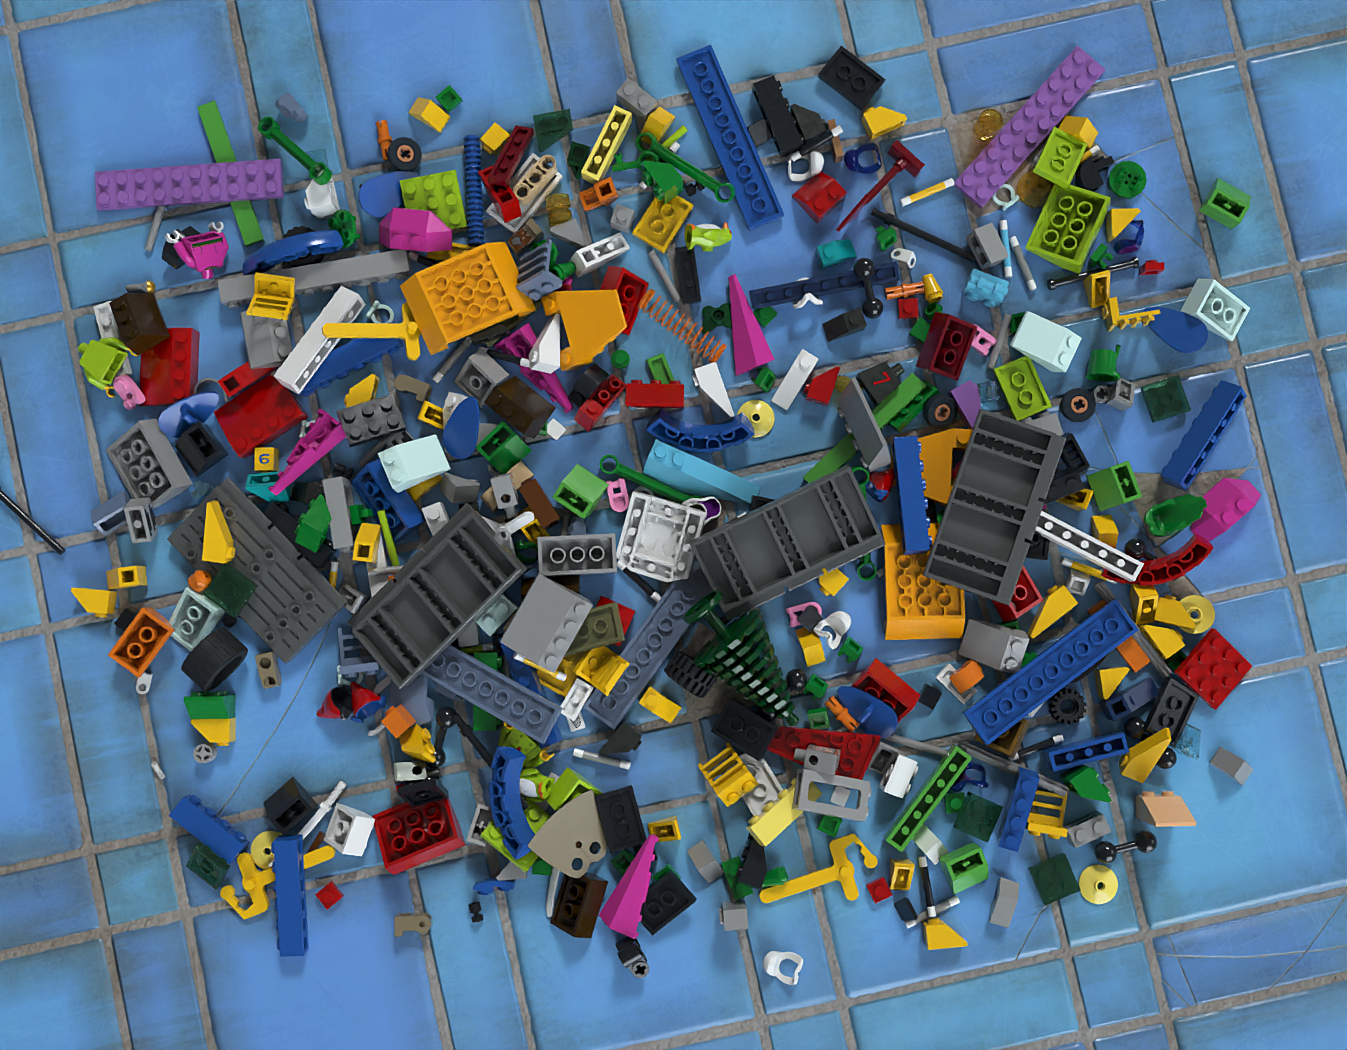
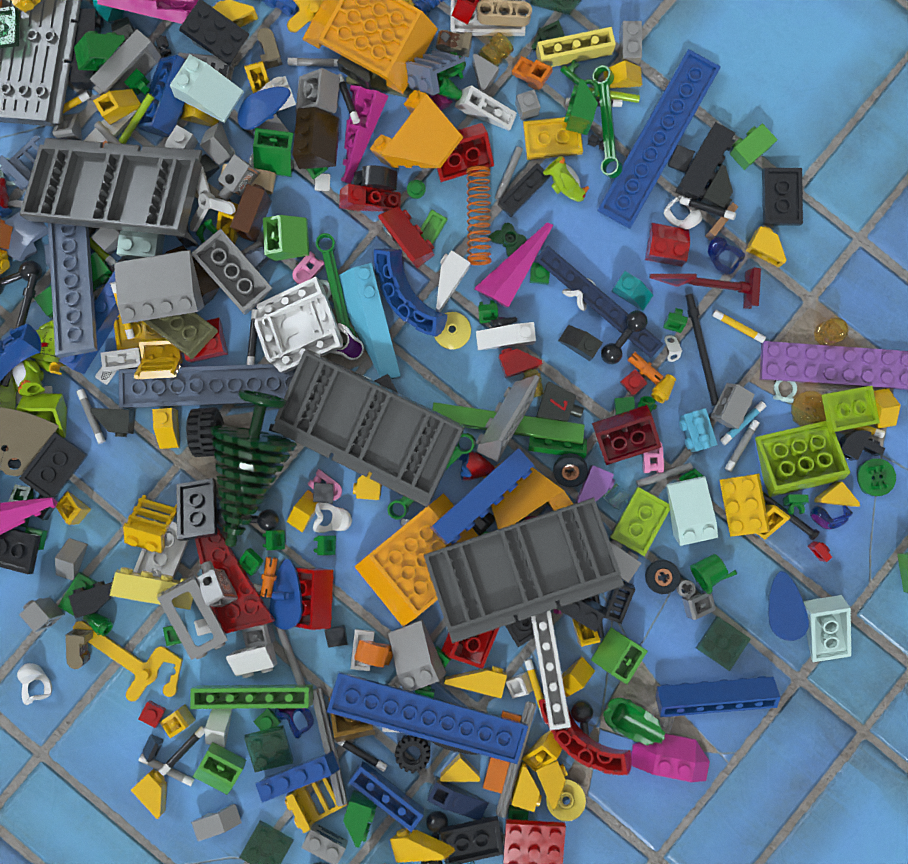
camera: 45 degrees right, 0 degrees up
(546, 350) = (373, 125): white slope -> none
(780, 373) = (502, 321): none -> black piece
(785, 911) = (77, 647): none -> dark tan leg
(794, 69) = (753, 146): none -> bright green brick
(1071, 298) = (744, 505): none -> yellow plate
(1111, 314) = (756, 545): yellow plate -> none

